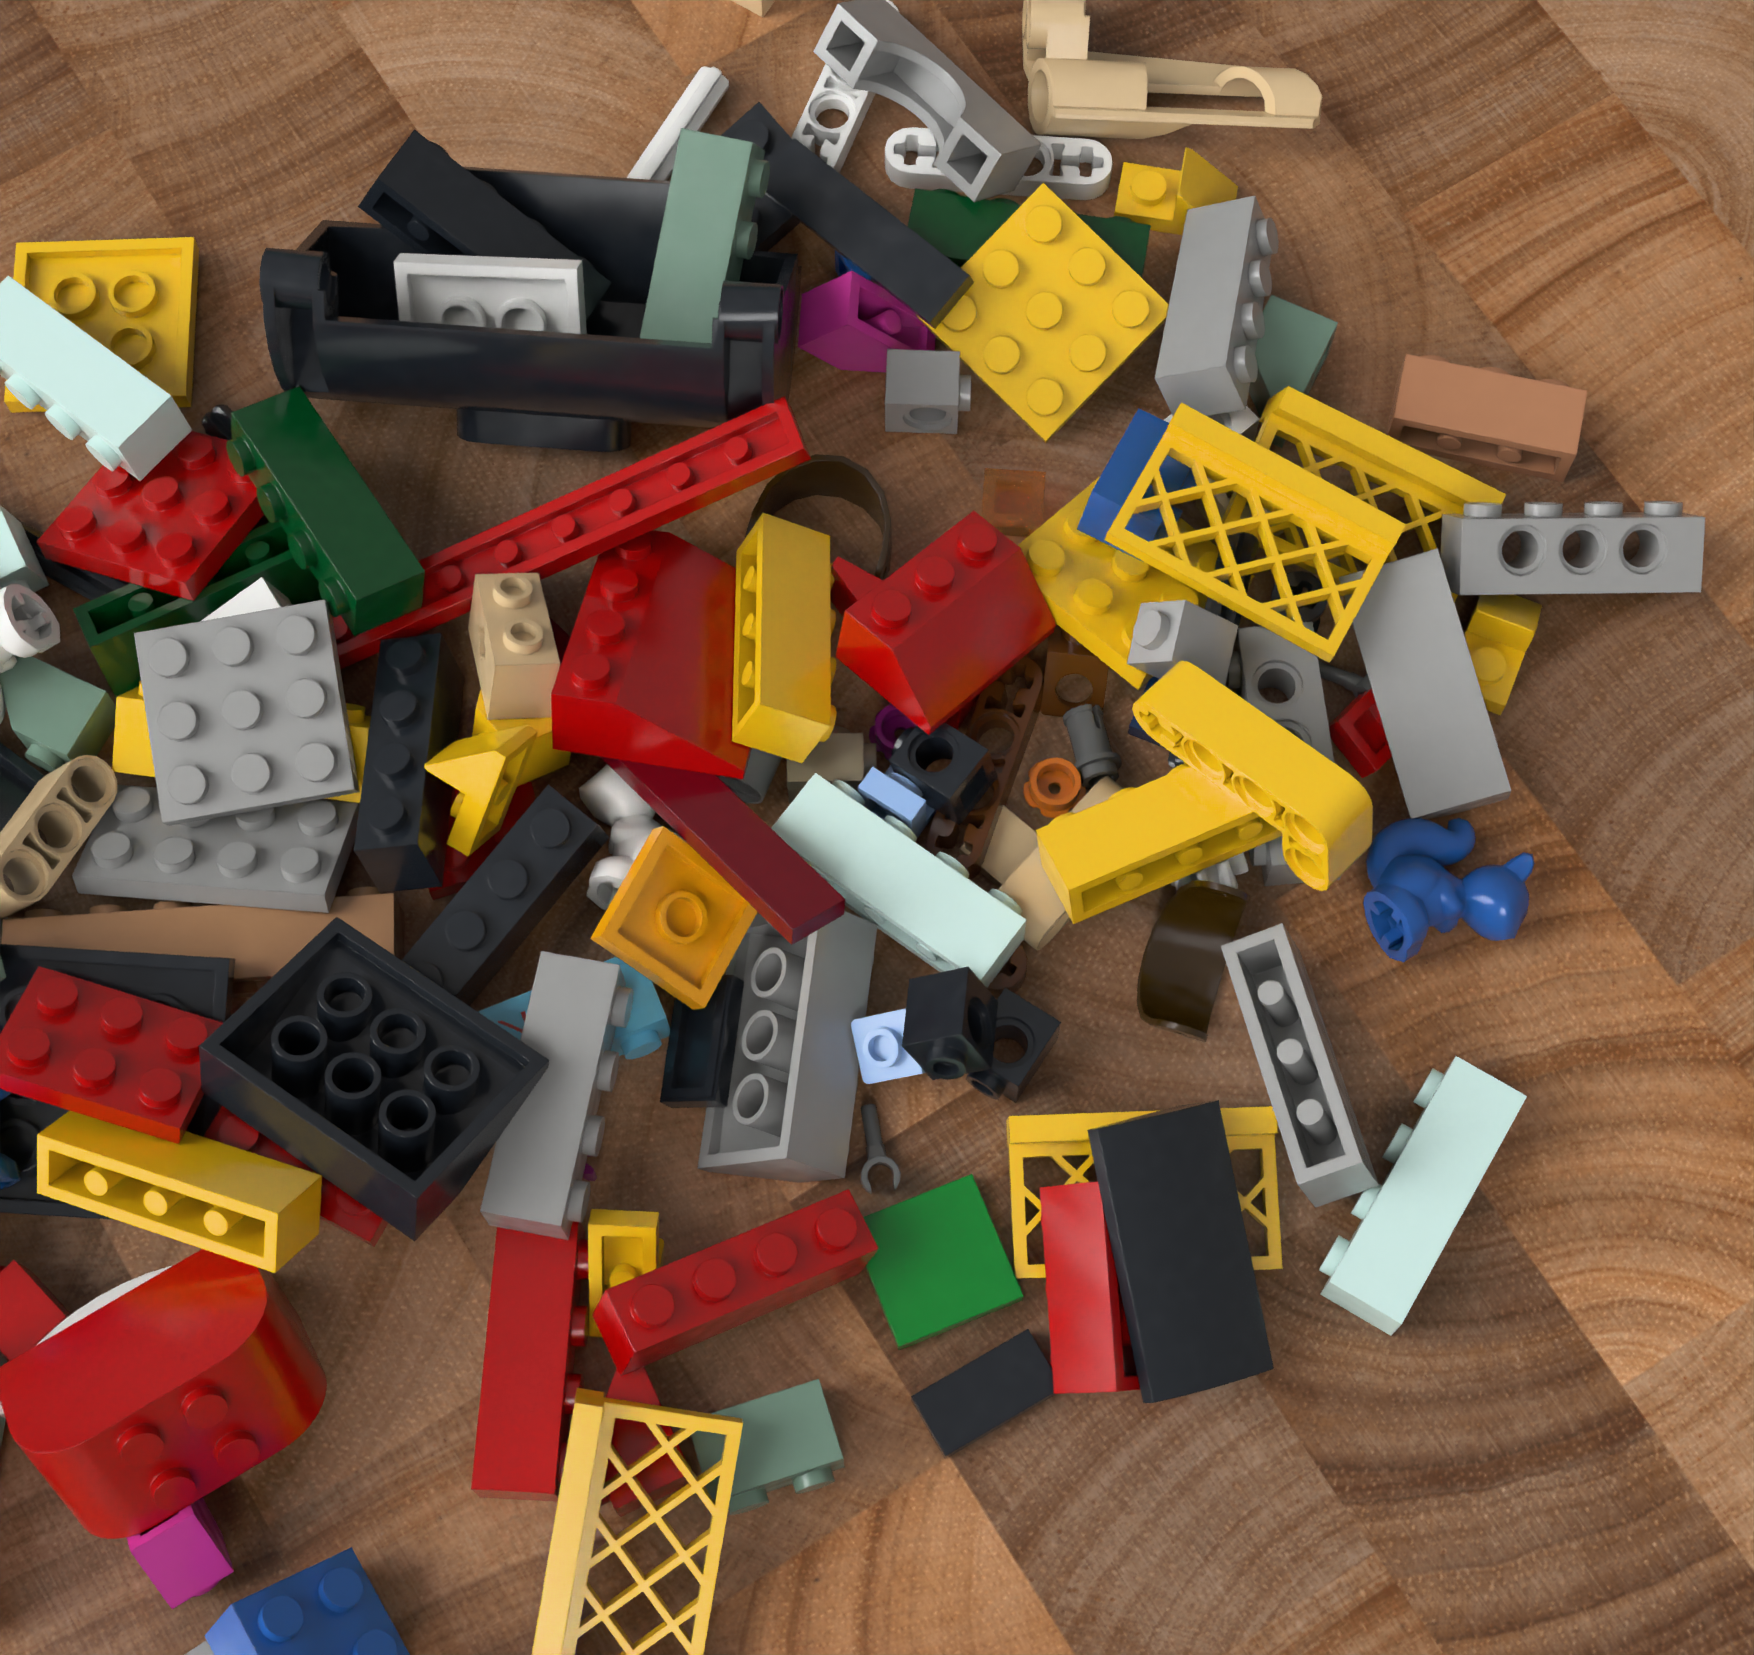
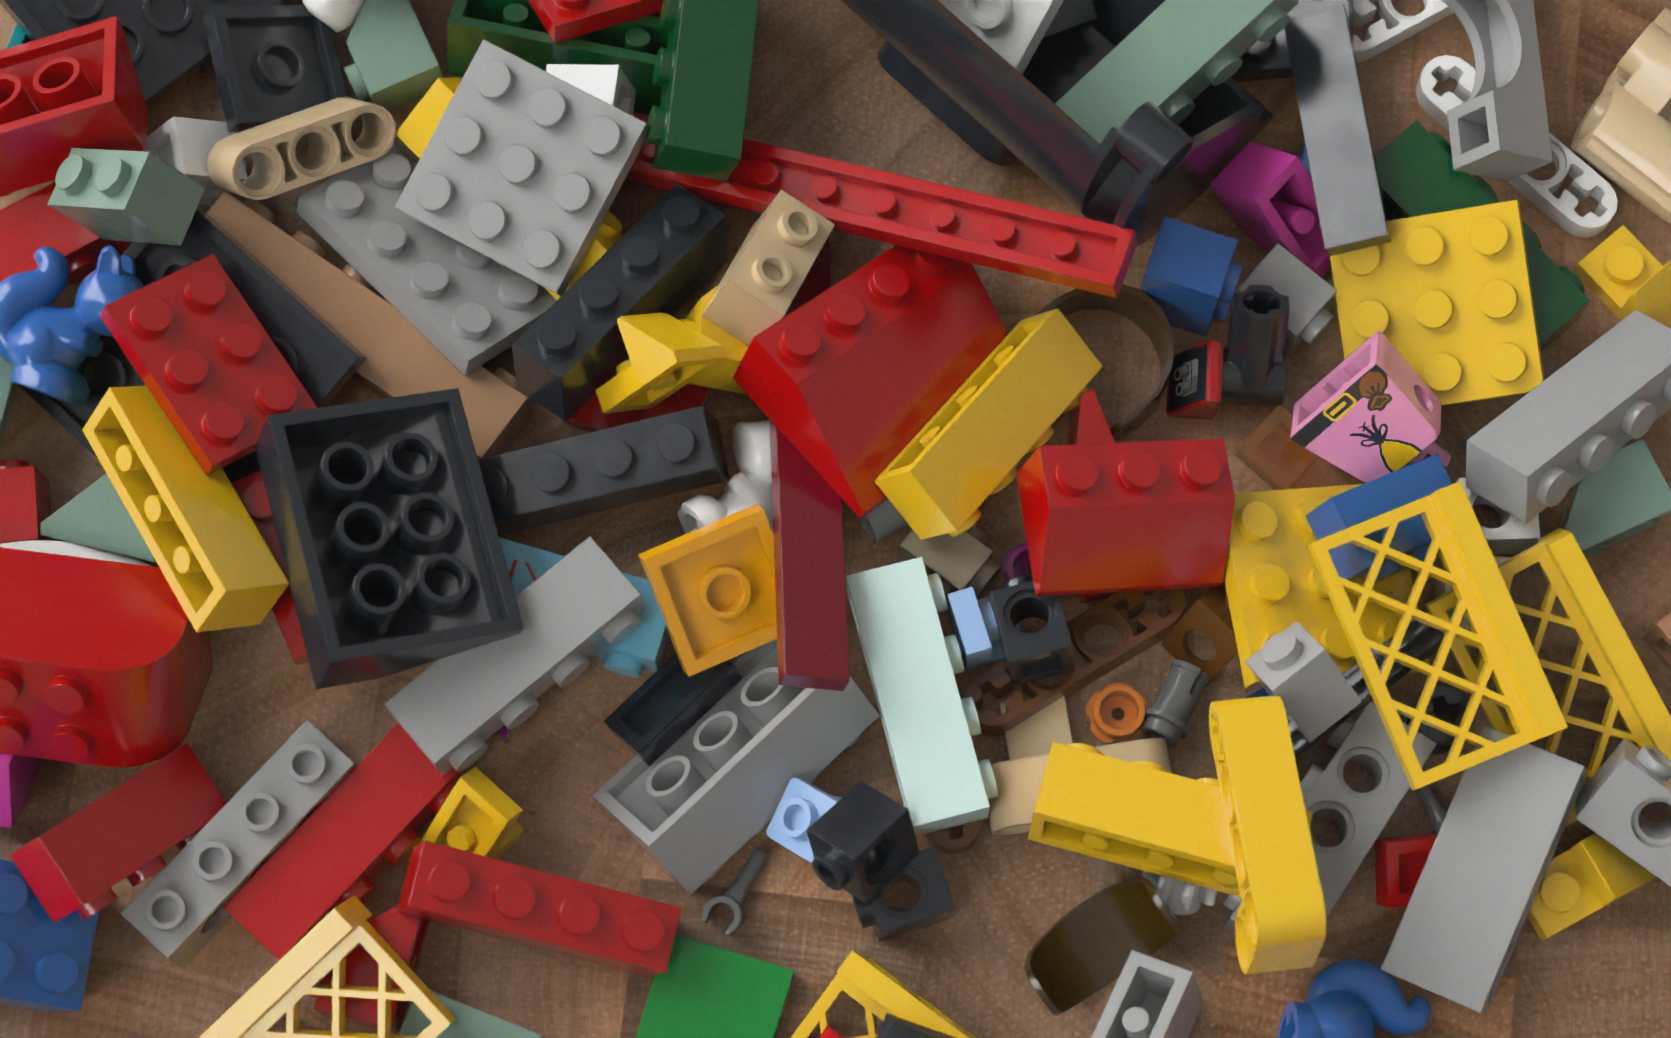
camera: 40 degrees right, 5 degrees up
(111, 1256) = (98, 521): none -> sand green slope
(339, 1498) = (119, 836): none -> red brick
(434, 1492) = (187, 897): none -> light grey brick
(843, 413) = (1191, 275): none -> blue brick
(911, 498) = (1196, 382): none -> slope
(940, 450) = (1255, 348): none -> black piece
(1060, 421) = (1370, 414): none -> bright pink torso

